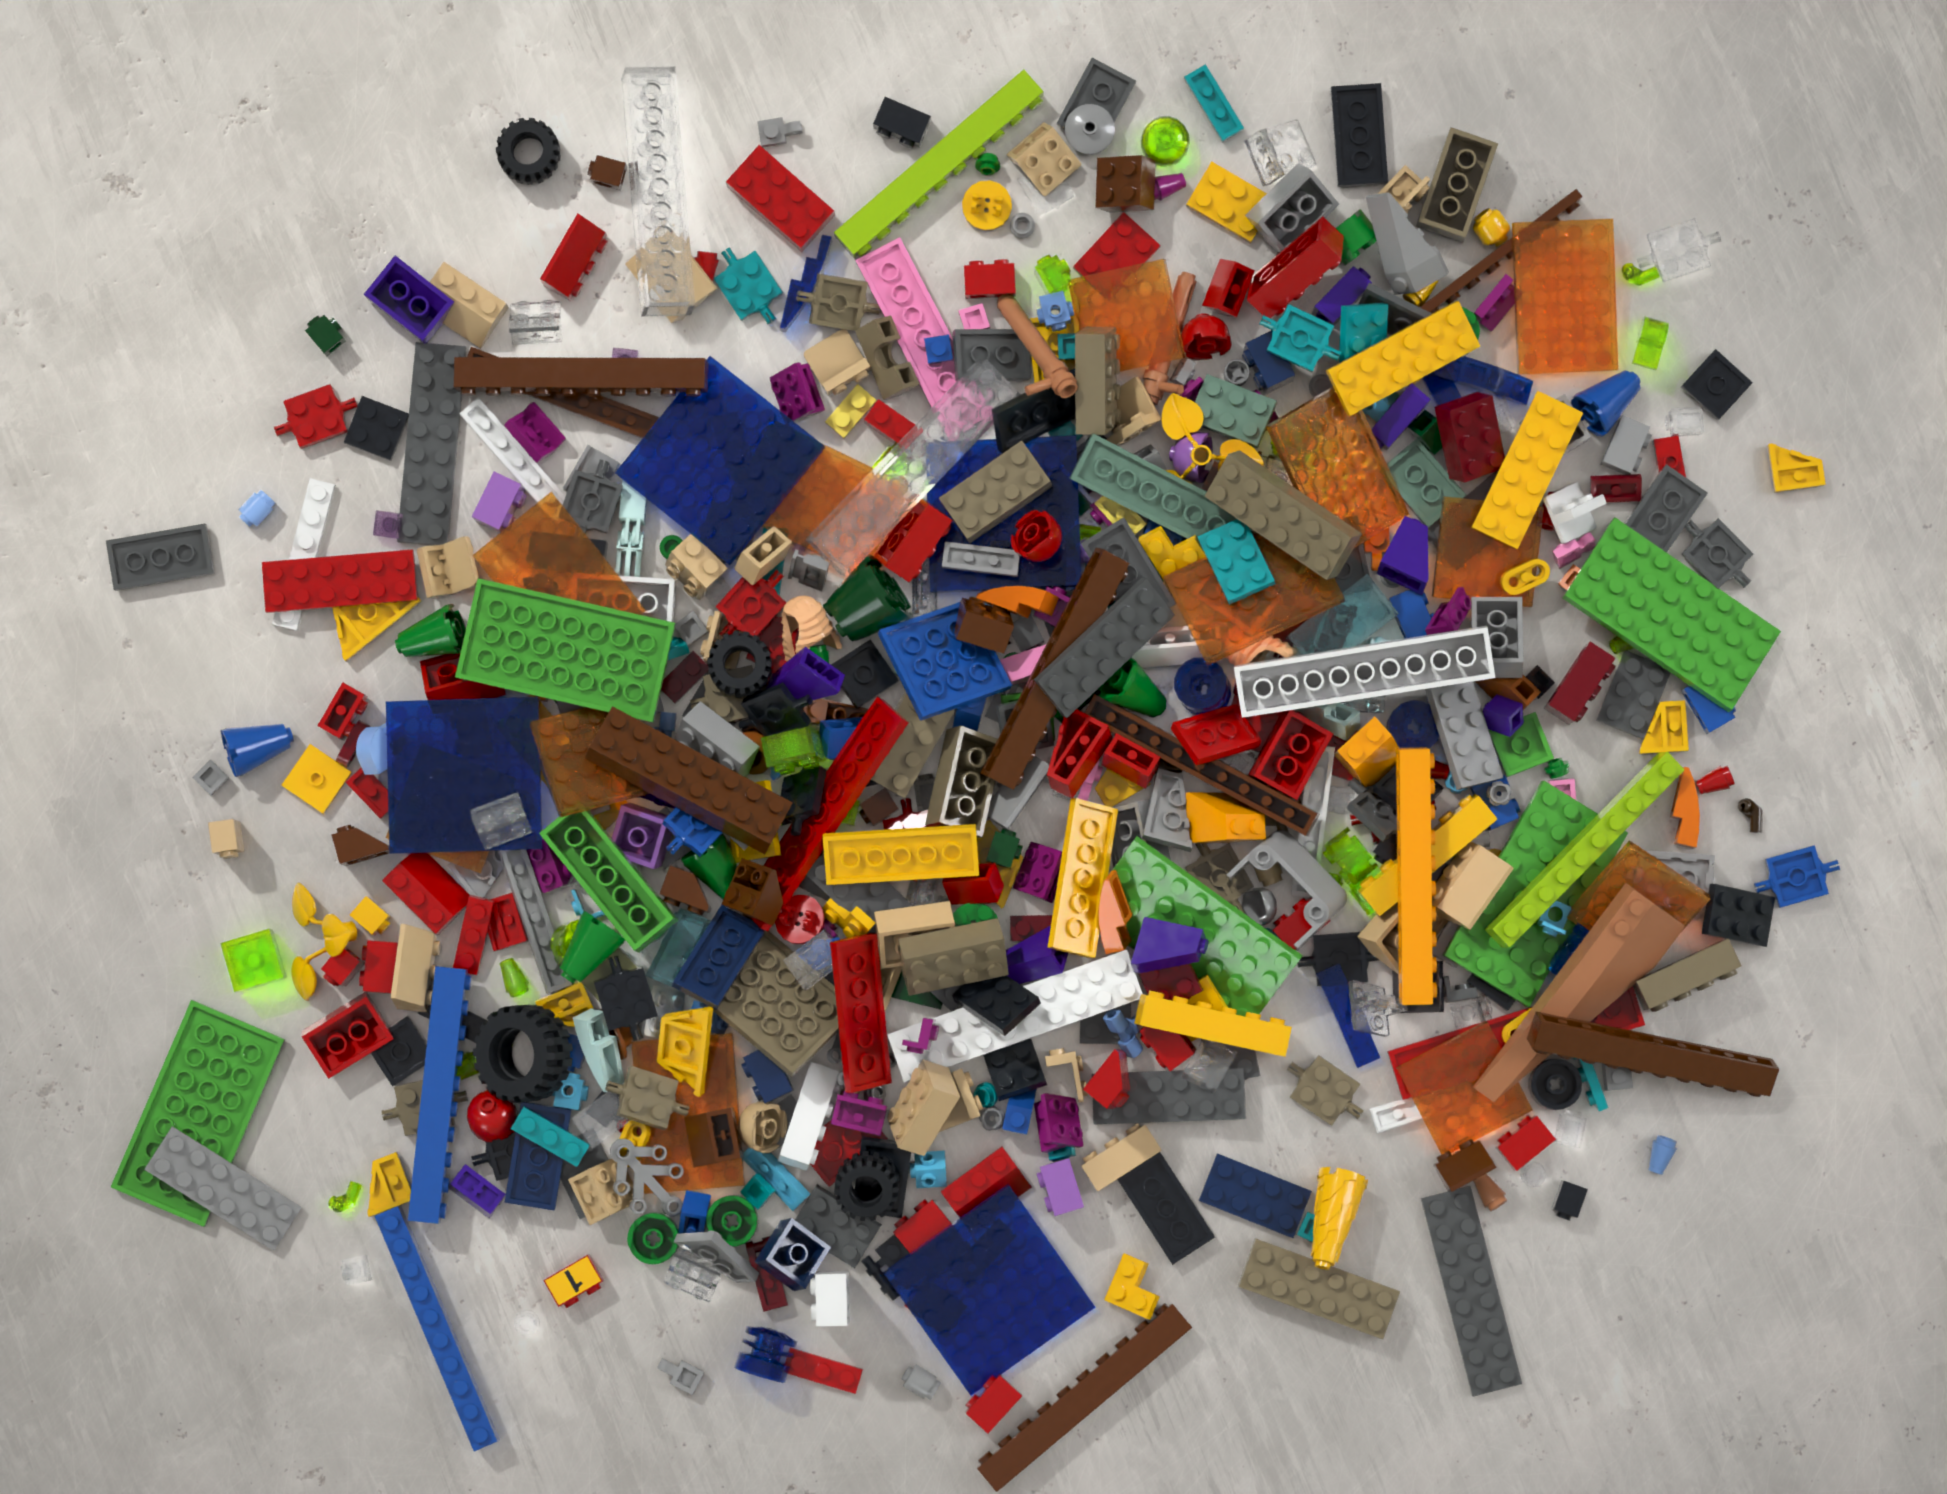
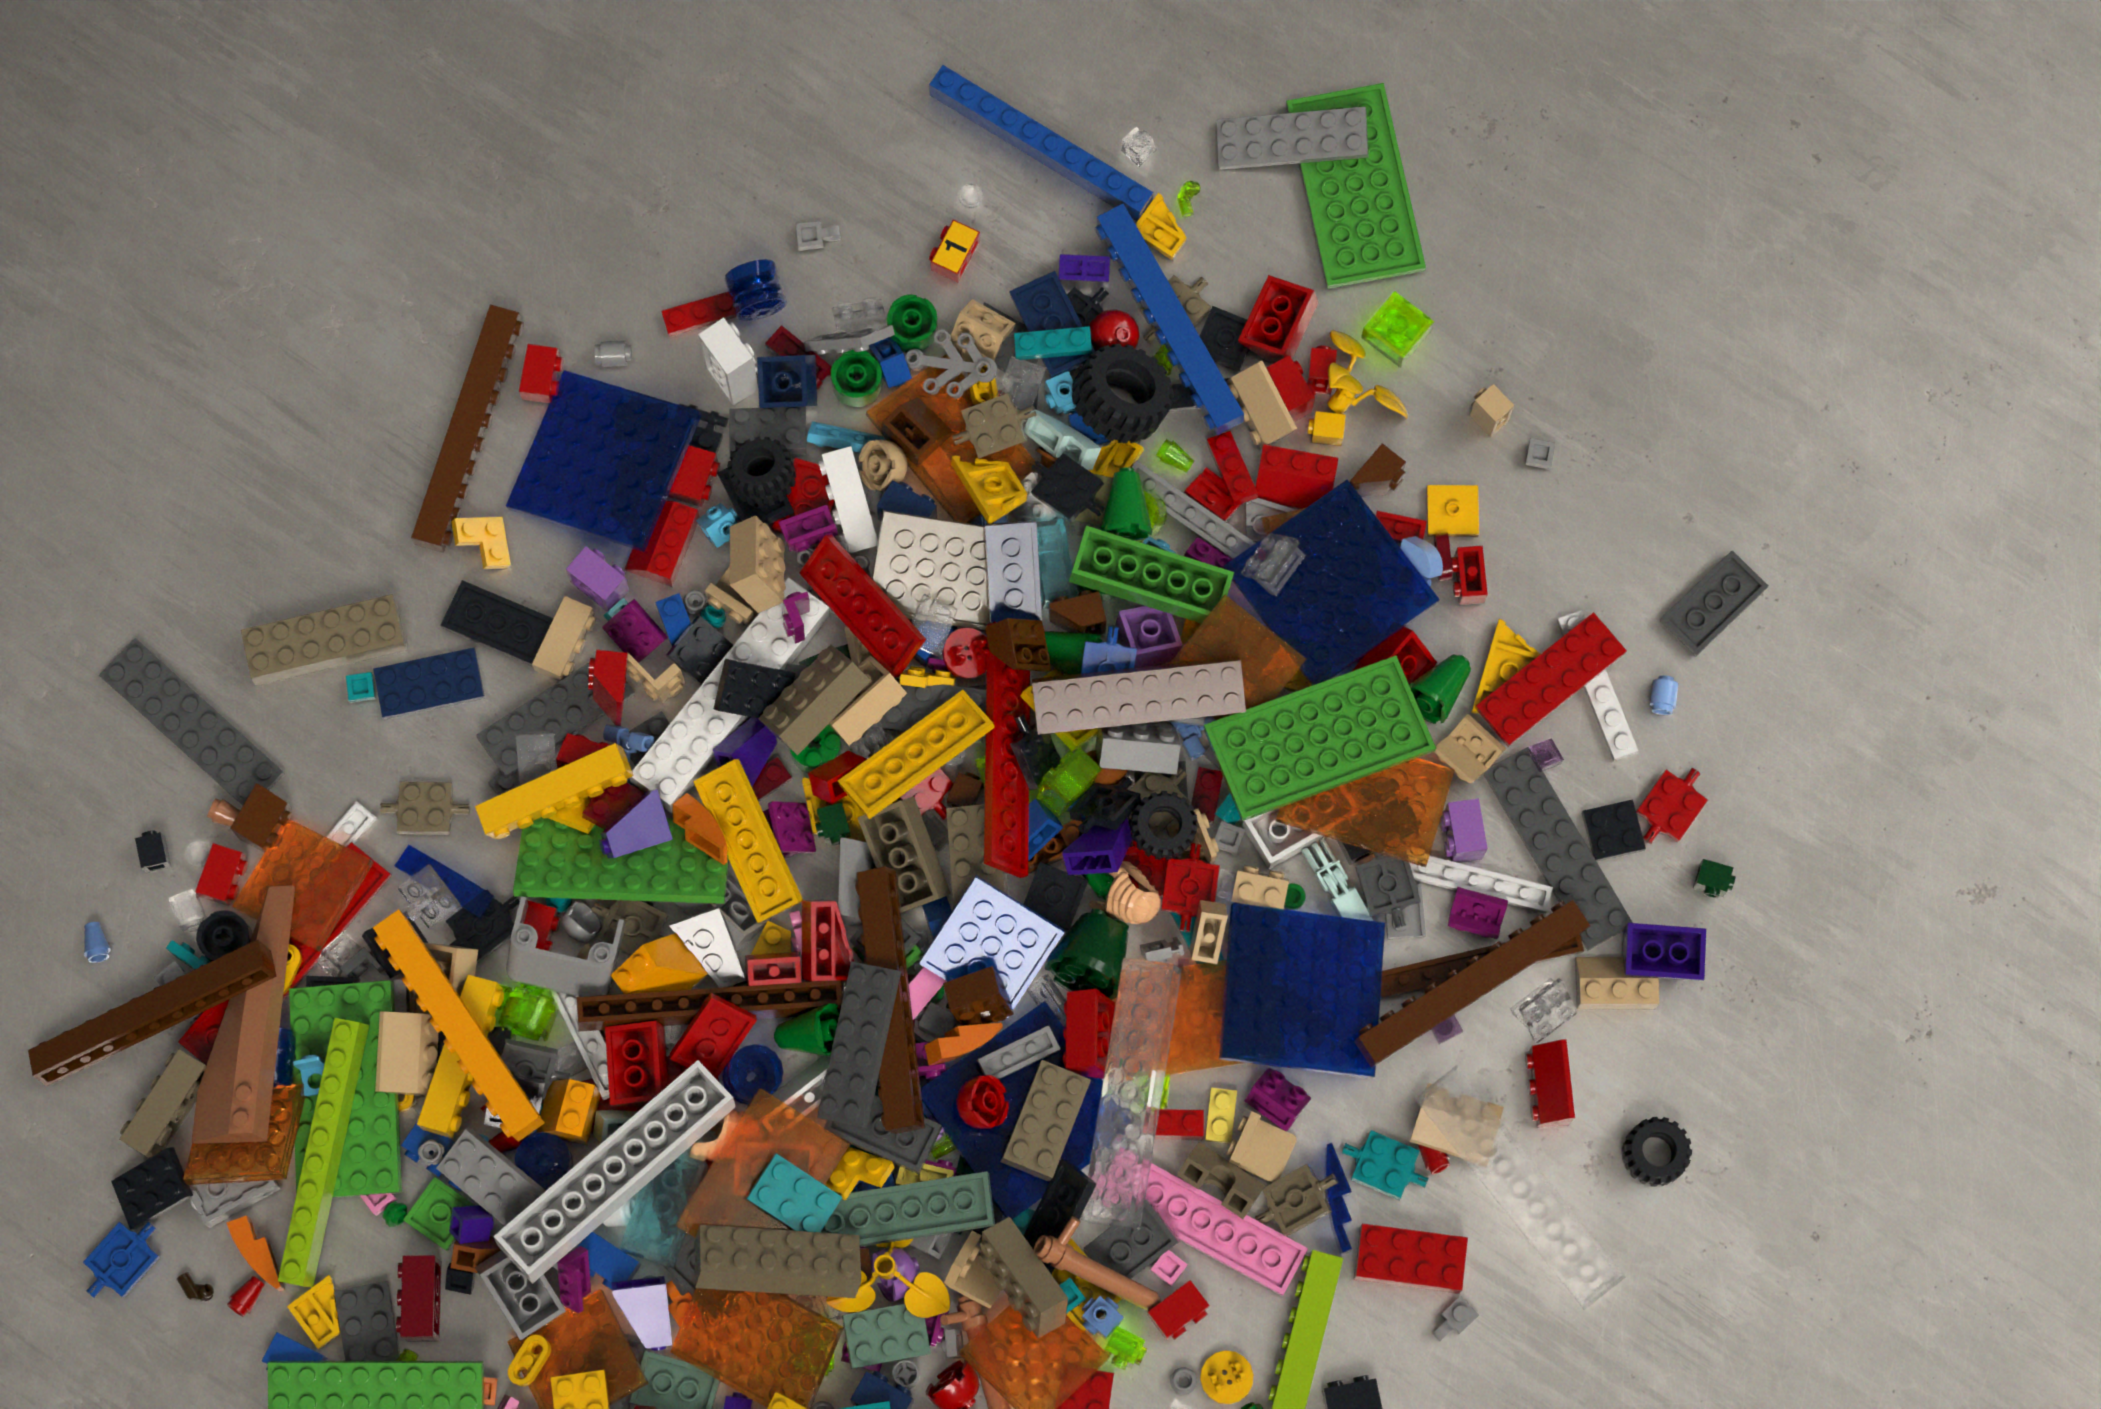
camera: 140 degrees right, 10 degrees down
(254, 745) = (1522, 500): blue cone -> none
(607, 172) = (1575, 1180): reddish brown brick -> none
(757, 1191) = (852, 417): teal plate -> none
(938, 349) = (1181, 1217): blue plate -> none
(1334, 1210) = (349, 708): yellow cone -> none

